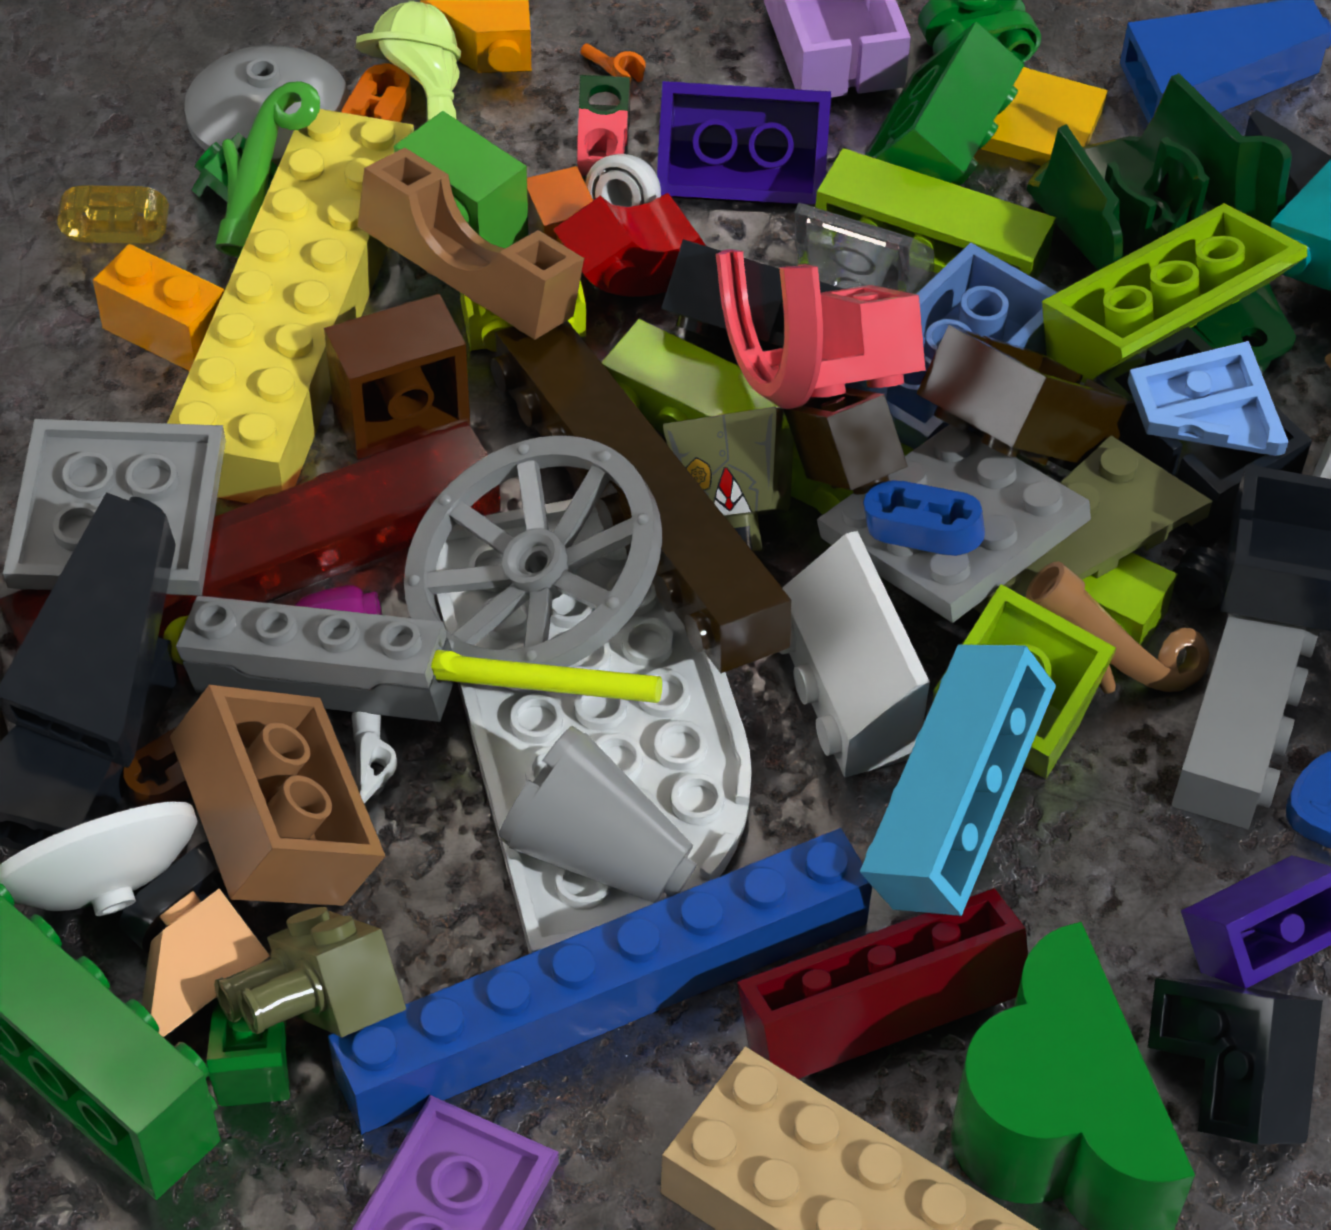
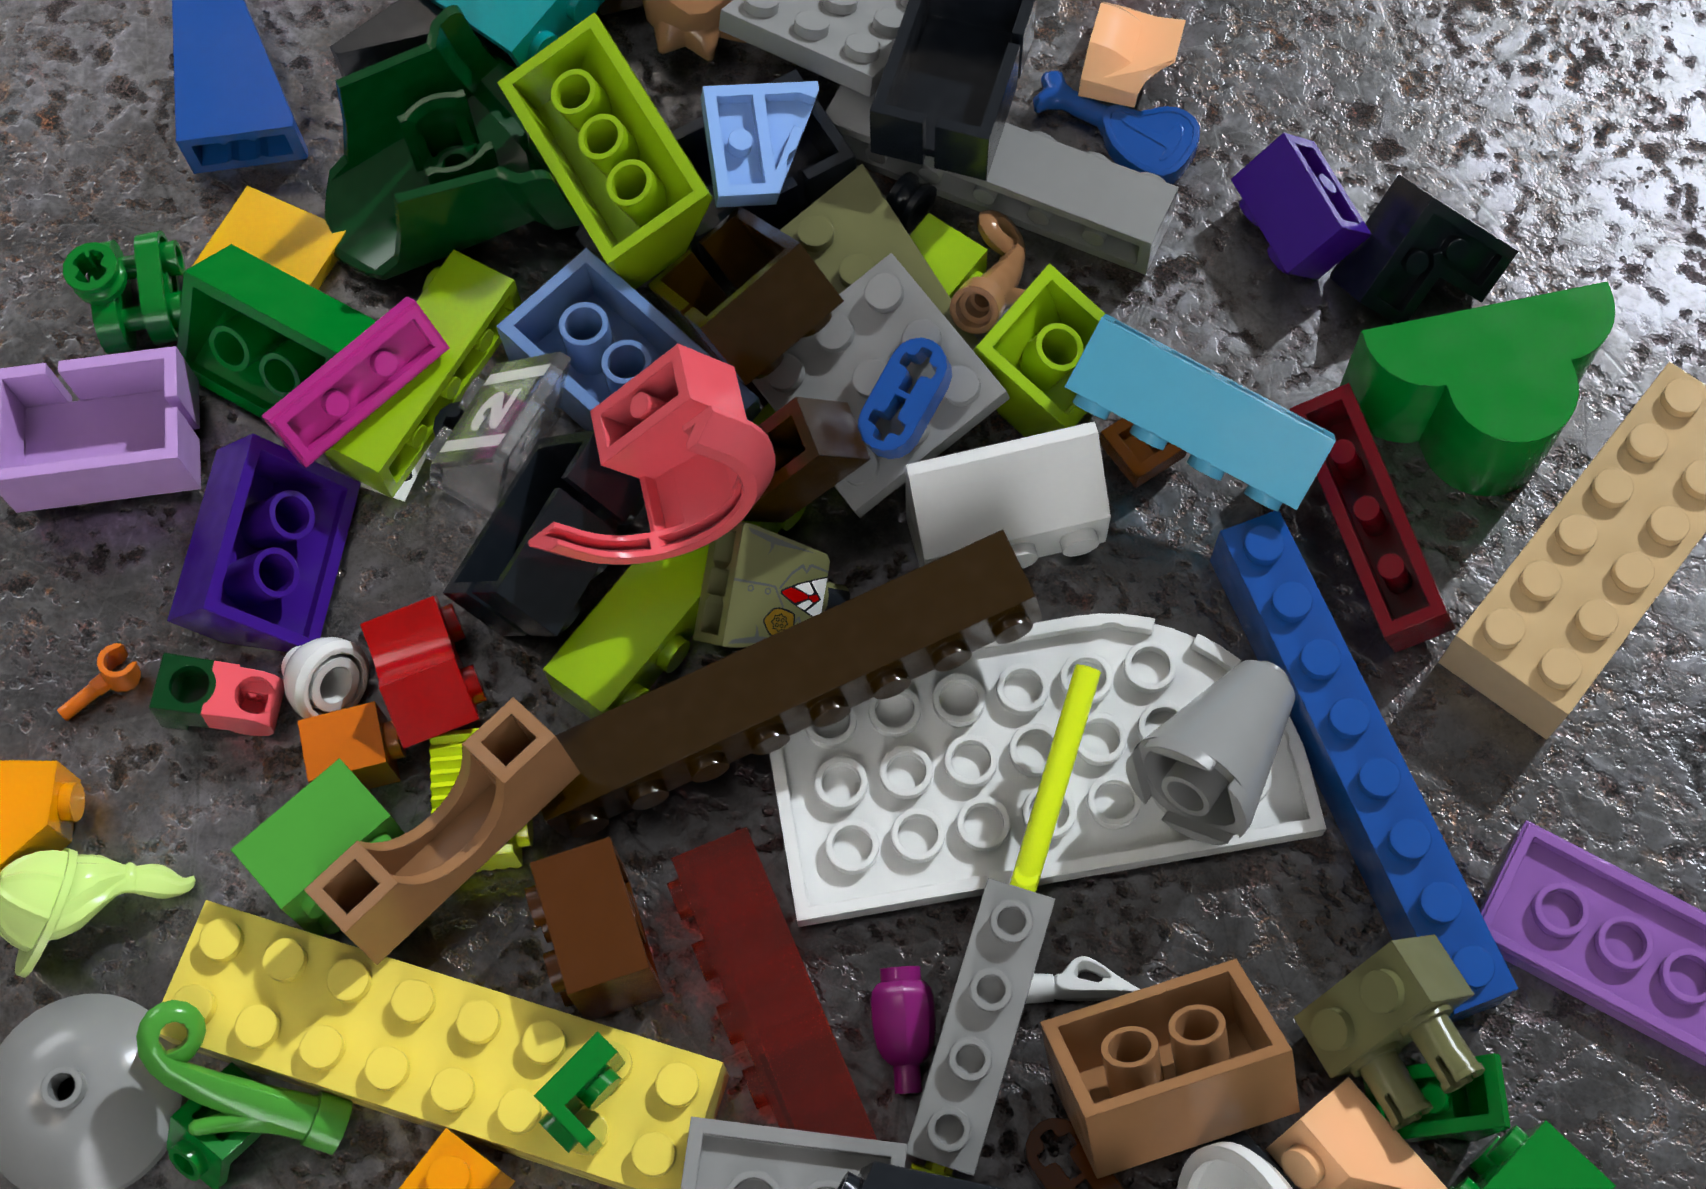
camera: 80 degrees left, 15 degrees up
(242, 340) = (582, 1081): none -> green bracket
(384, 80) = (114, 974): orange beam -> none
(538, 561) = (881, 917): light grey wheel -> none
(895, 152) = (356, 381): none -> dark pink tile

